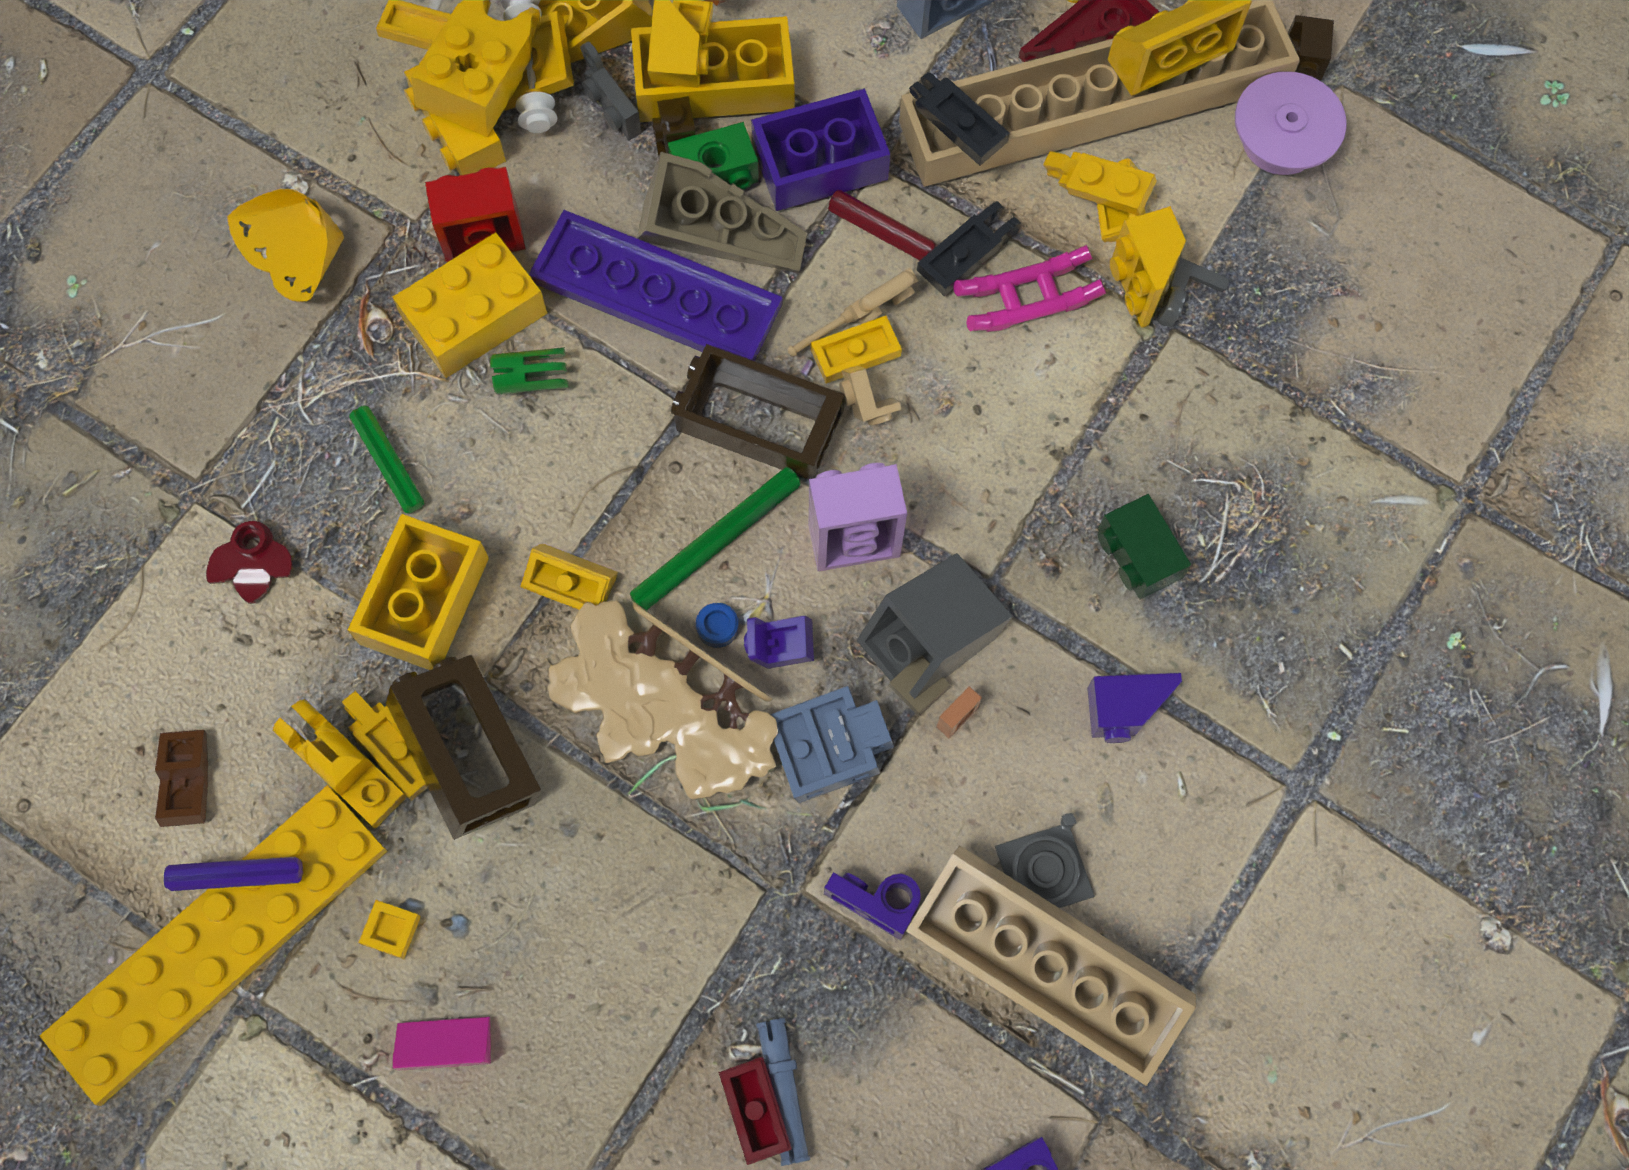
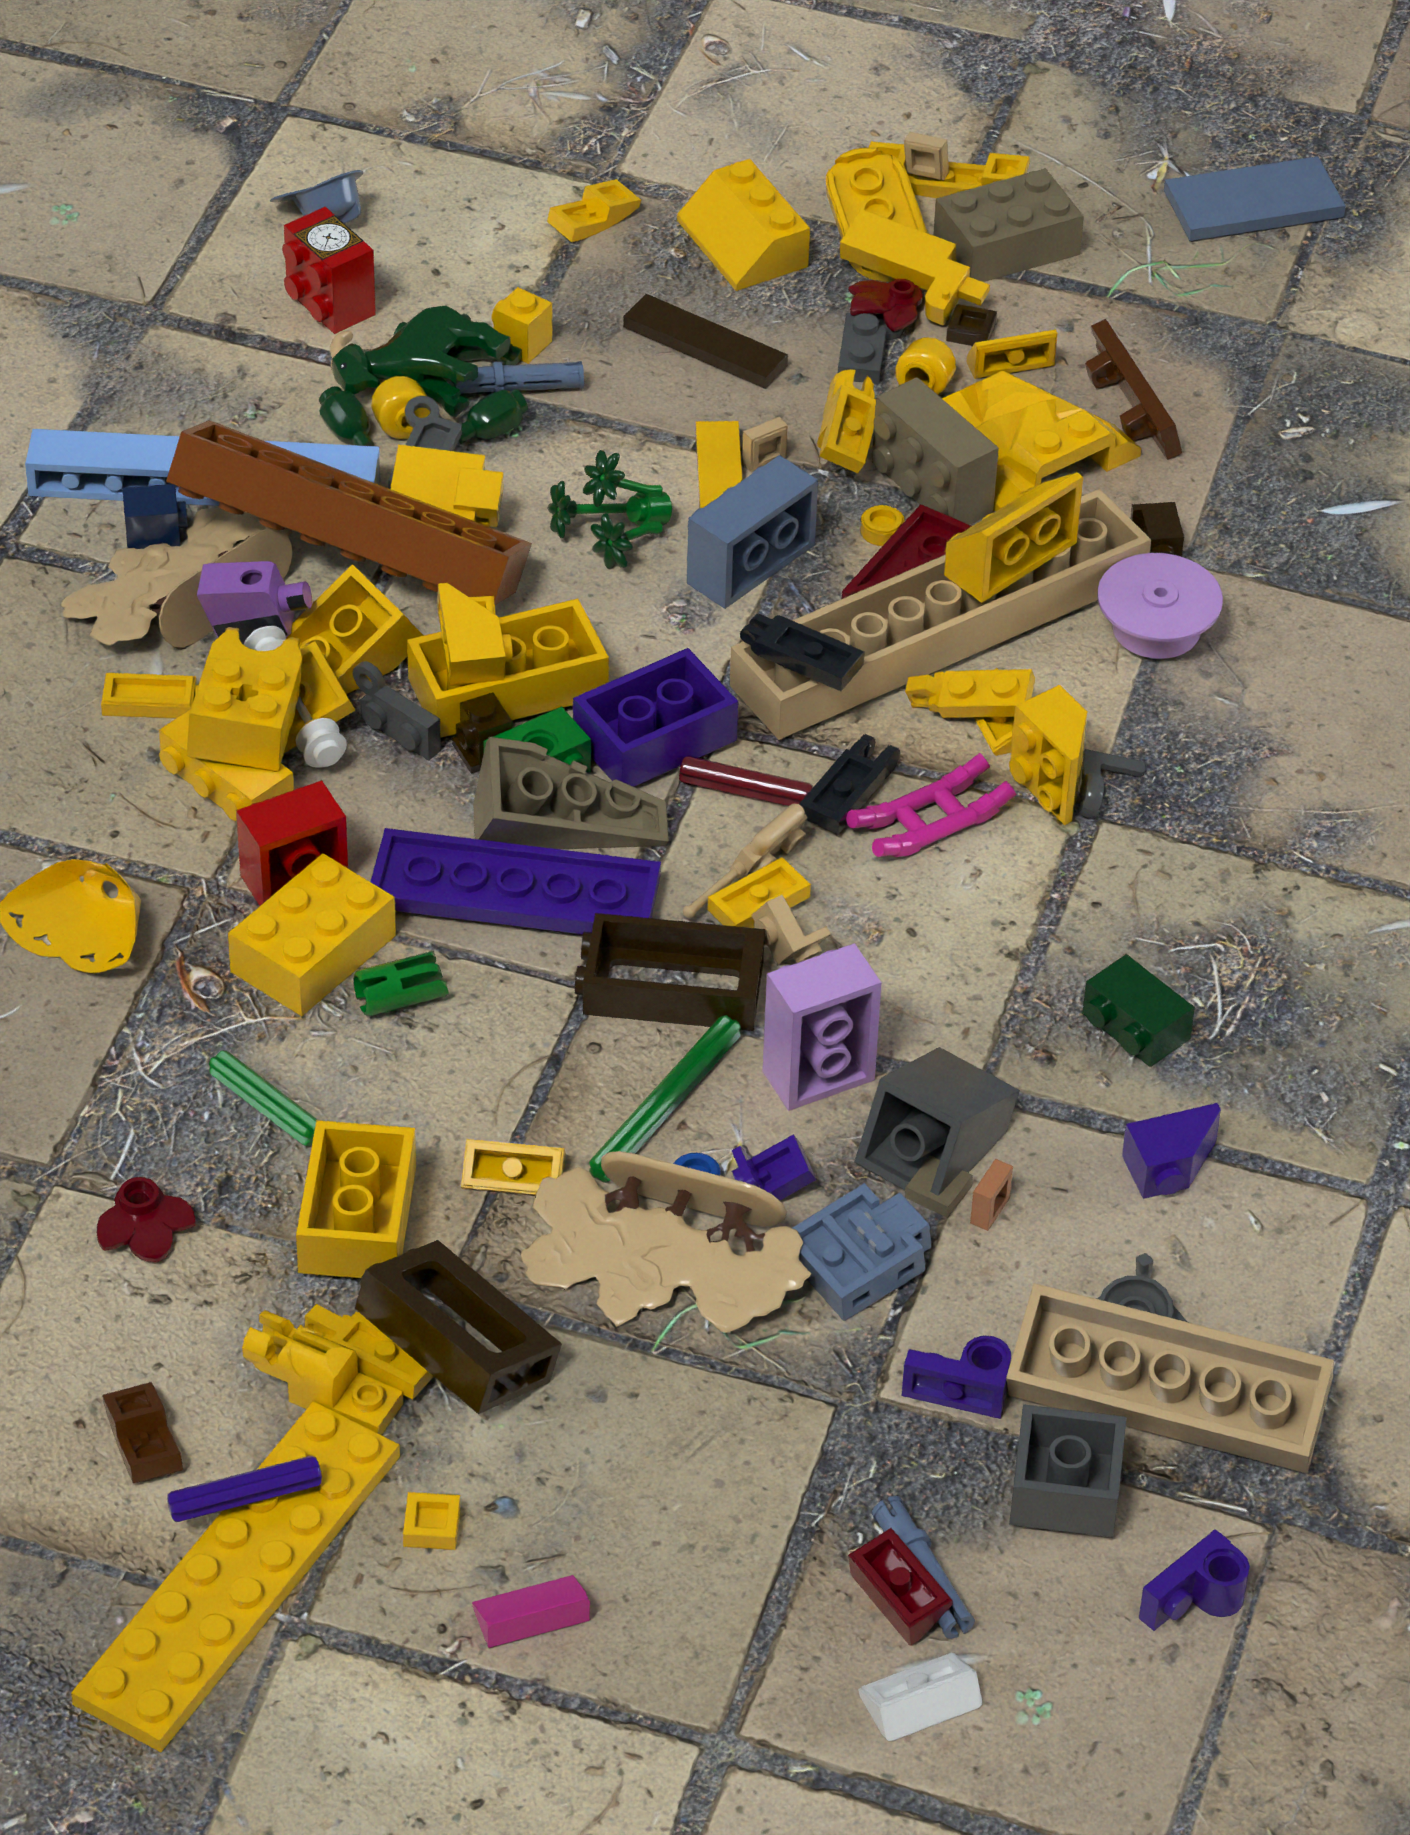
camera: 15 degrees left, 25 degrees down
(934, 1033) = (1068, 1470): none -> dark grey brick

